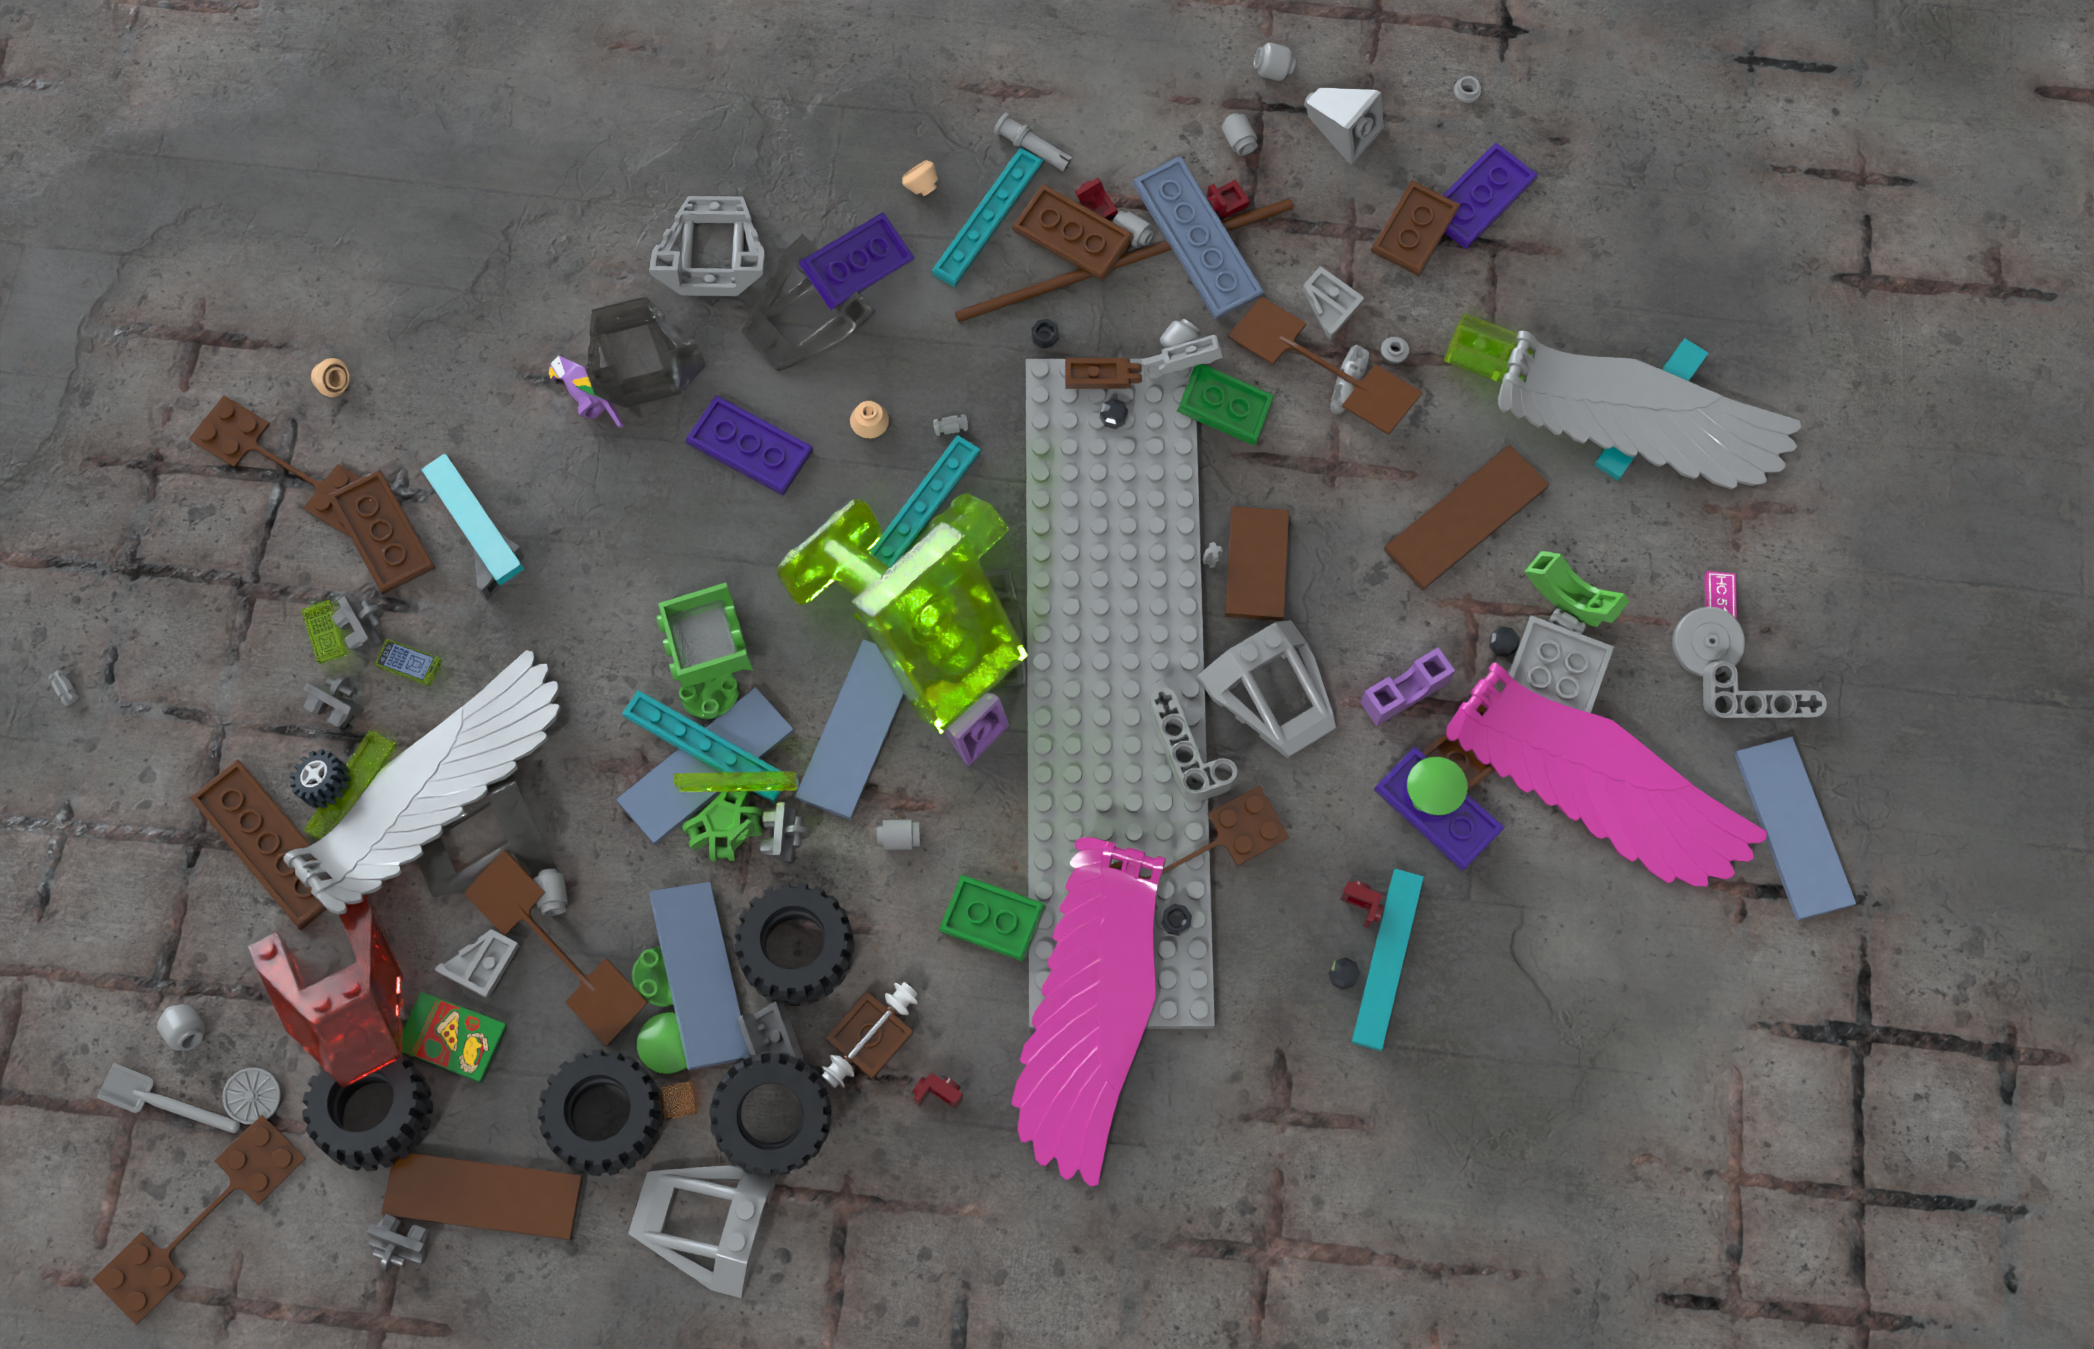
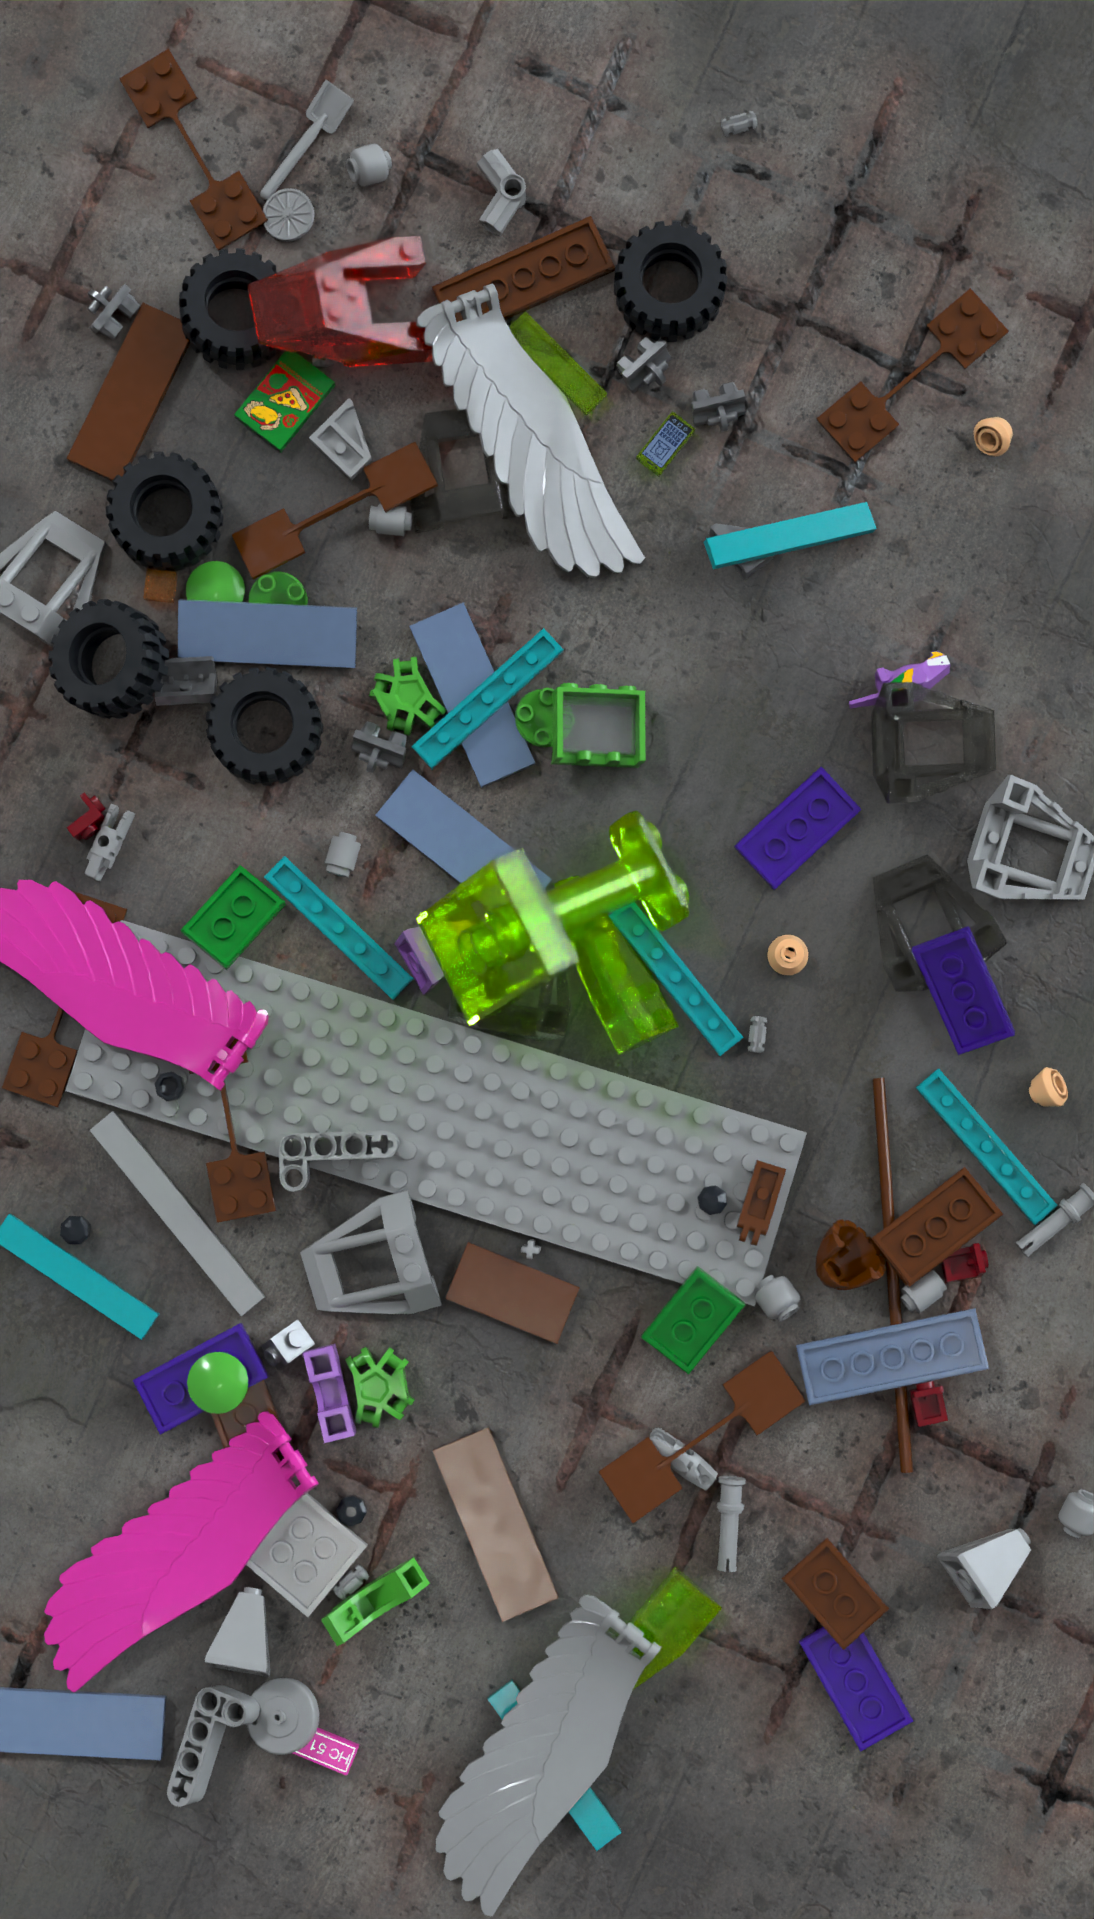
camera: 110 degrees right, 15 degrees up
(196, 882) = (502, 178): none -> light grey piece
(221, 670) = (678, 245): none -> black tyre
(320, 778) = (569, 325): black wheel -> none
(323, 632) = (714, 372): clear neon green tile -> none
(381, 531) = (809, 448): reddish brown tile -> none
(736, 781) = (434, 713): clear neon green tile -> none
(869, 1035) = (160, 772): reddish brown plate -> none
(970, 820) = (338, 928): none -> teal tile
(971, 1061) = (103, 856): none -> light grey hinge
(1045, 333) = (830, 1161): black tile -> none
(1127, 291) = (848, 1257): none -> reddish brown hair
(1182, 356) = (750, 1291): light grey hinge -> none
(1197, 1060) = (41, 1064): none -> reddish brown hinge
(1239, 134) = (1003, 1445): light grey brick -> none
(1292, 884) = (177, 1213): none -> light grey tile
(1331, 300) = (777, 1472): light grey wing -> none
(1363, 897) = (142, 1272): dark red bracket -> none
(1376, 329) = (730, 1508): none -> light grey pin
(1379, 742) = (287, 1345): none -> bracket
(1386, 646) = (377, 1386): none -> bright green piece
(1394, 357) = (692, 1514): light grey plate -> none
(1467, 83) = (991, 1723): light grey plate -> none
(1654, 694) = (243, 1637): none -> light grey slope

